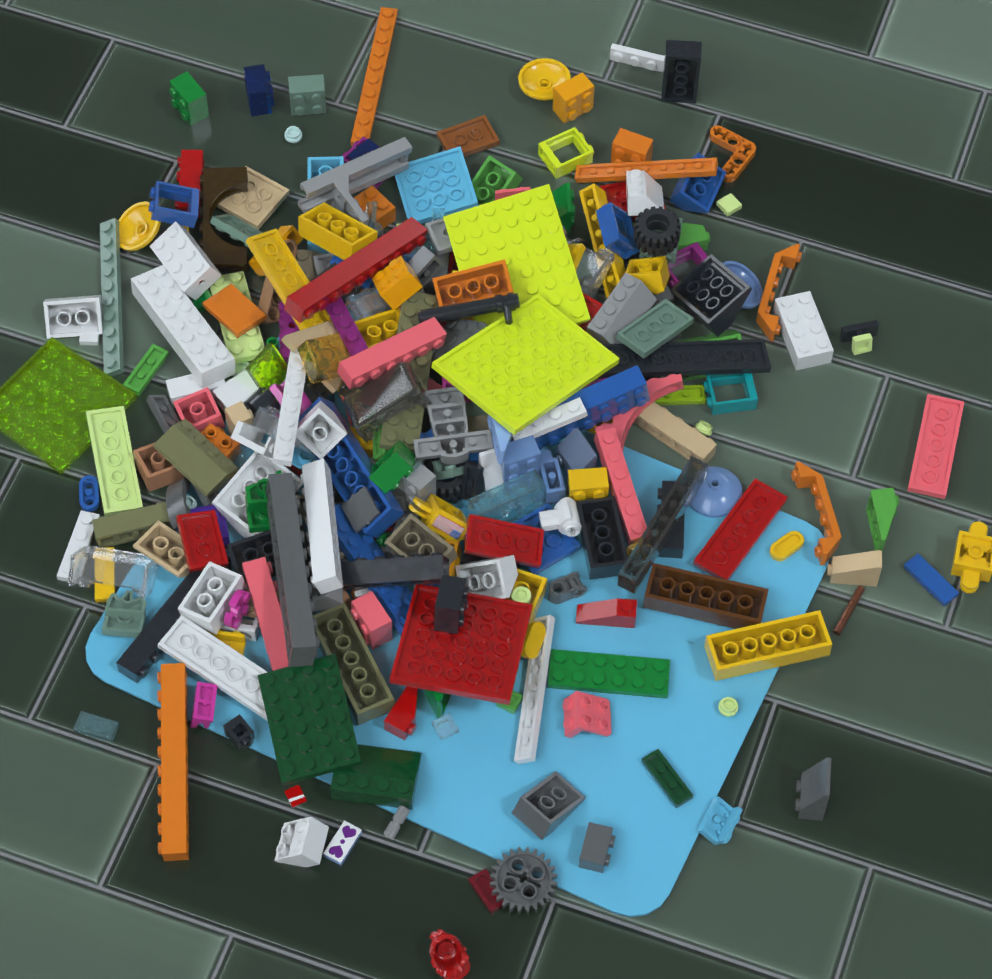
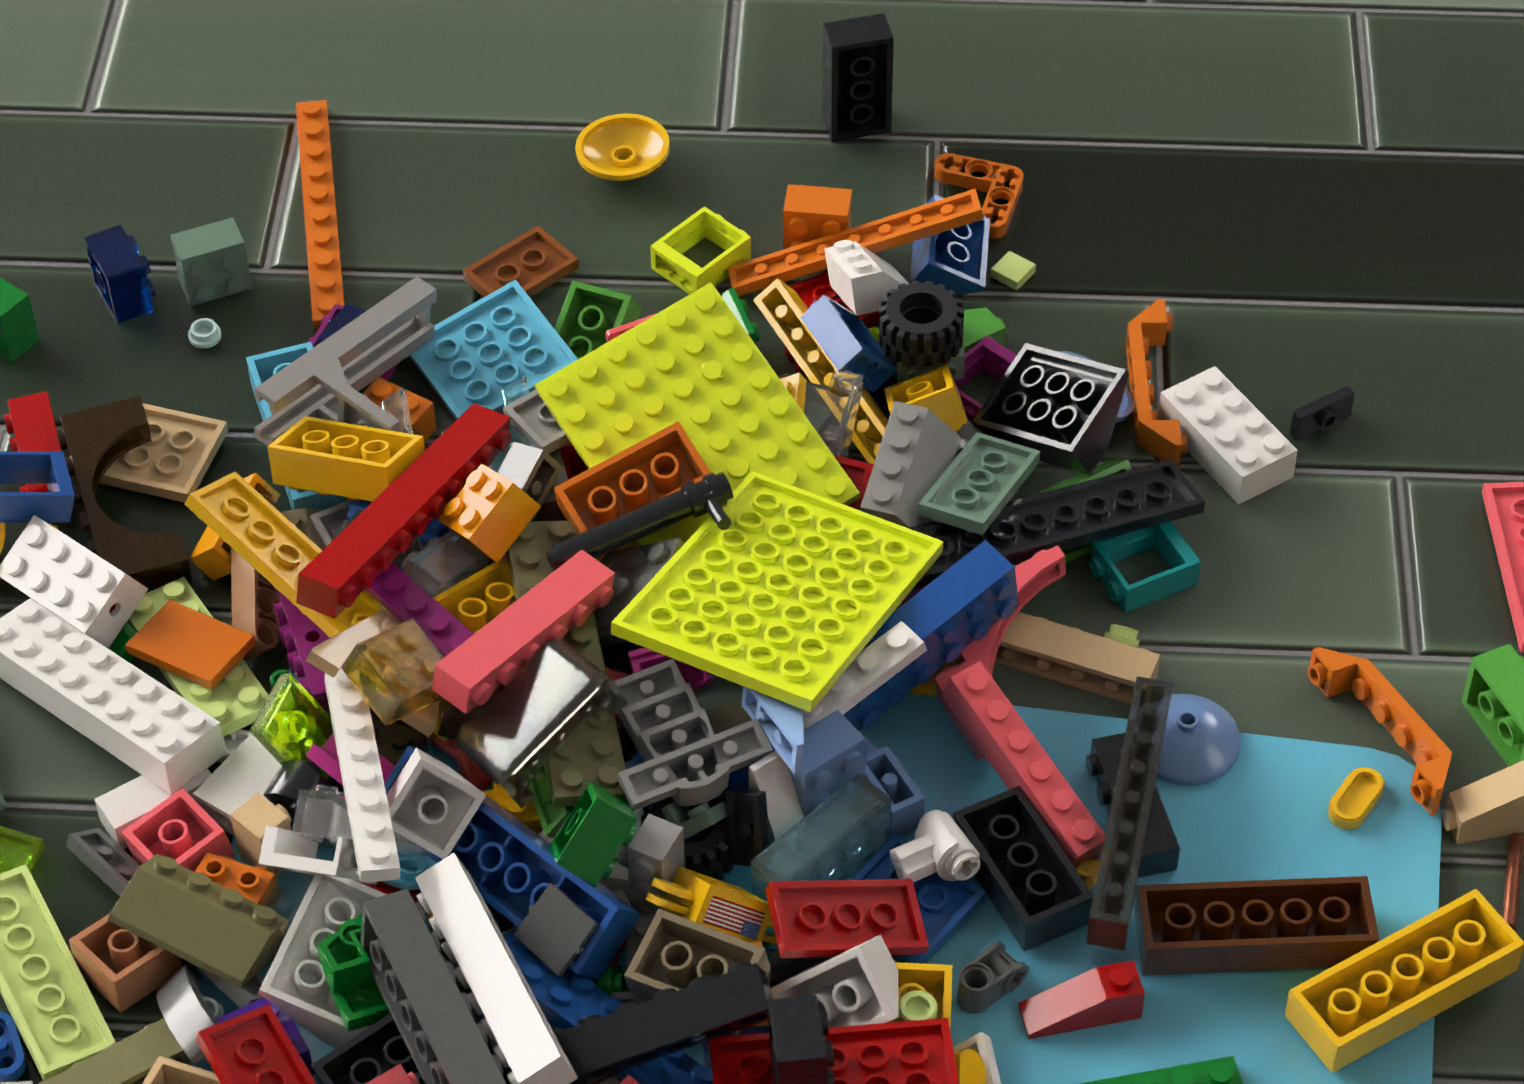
camera: 15 degrees left, 10 degrees down
(146, 369) = (50, 790): bright green plate -> none
(234, 226) = (152, 508): sand green plate -> none
(573, 98) = (684, 163): light orange brick -> none
(576, 452) = (922, 737): sand blue slope -> none
(587, 483) = (961, 776): yellow brick -> none
(637, 57) = (770, 83): white plate -> none
(689, 395) = (1071, 590): lime tile -> none
(740, 530) = (1263, 791): red plate -> none
(862, 344) = (1336, 431): yellowish green plate -> none

